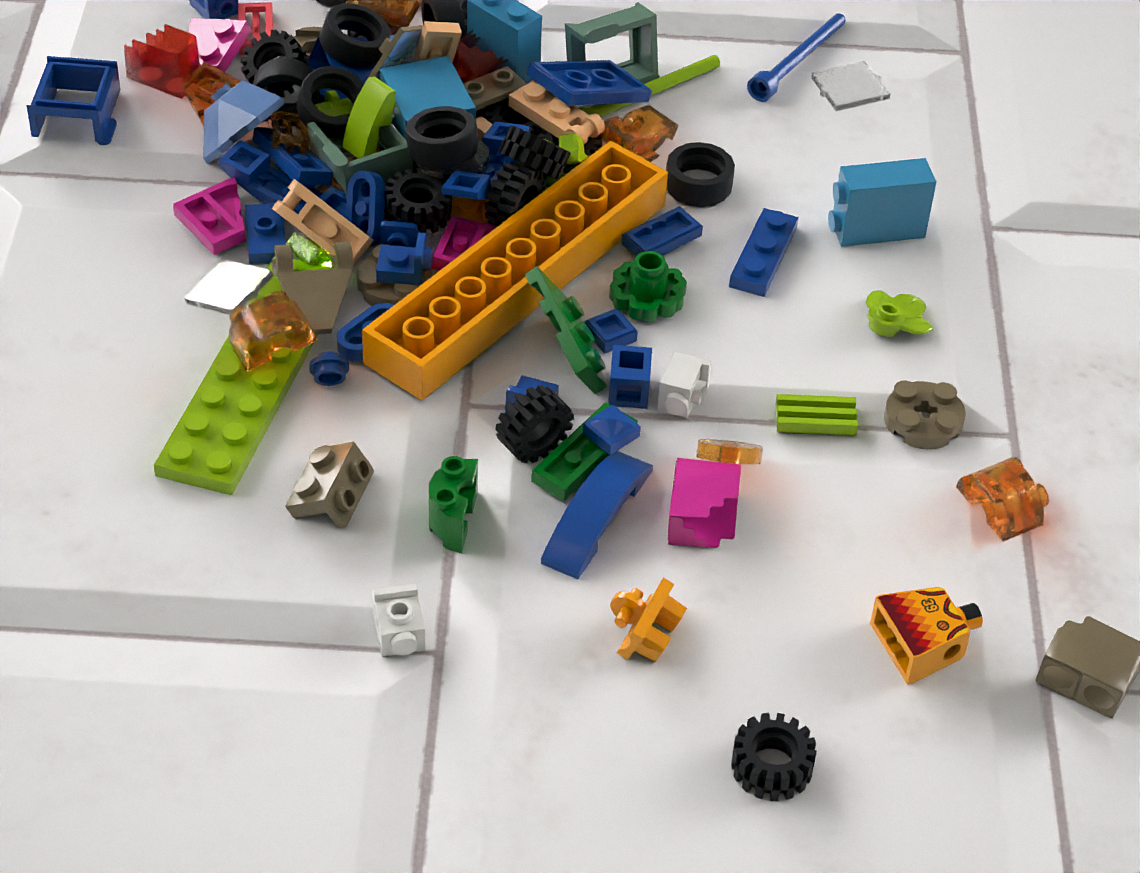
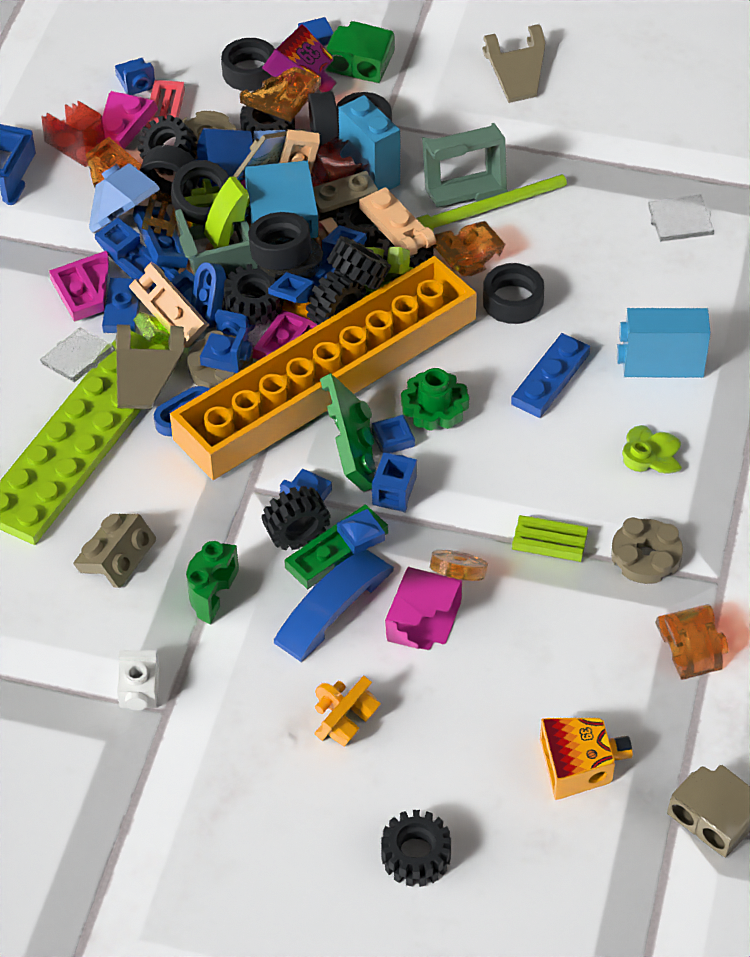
camera: 15 degrees right, 5 degrees up
(267, 326) = (95, 399): clear orange cylinder -> none
(329, 368) = (141, 441): blue plate -> none
(359, 20) = (237, 113): black tyre -> none
(589, 82) = (434, 194): blue tile -> none
(663, 233) = (463, 348): blue plate -> none
(683, 383) = (438, 495): white brick -> none
(765, 83) = (599, 209): blue piece -> none

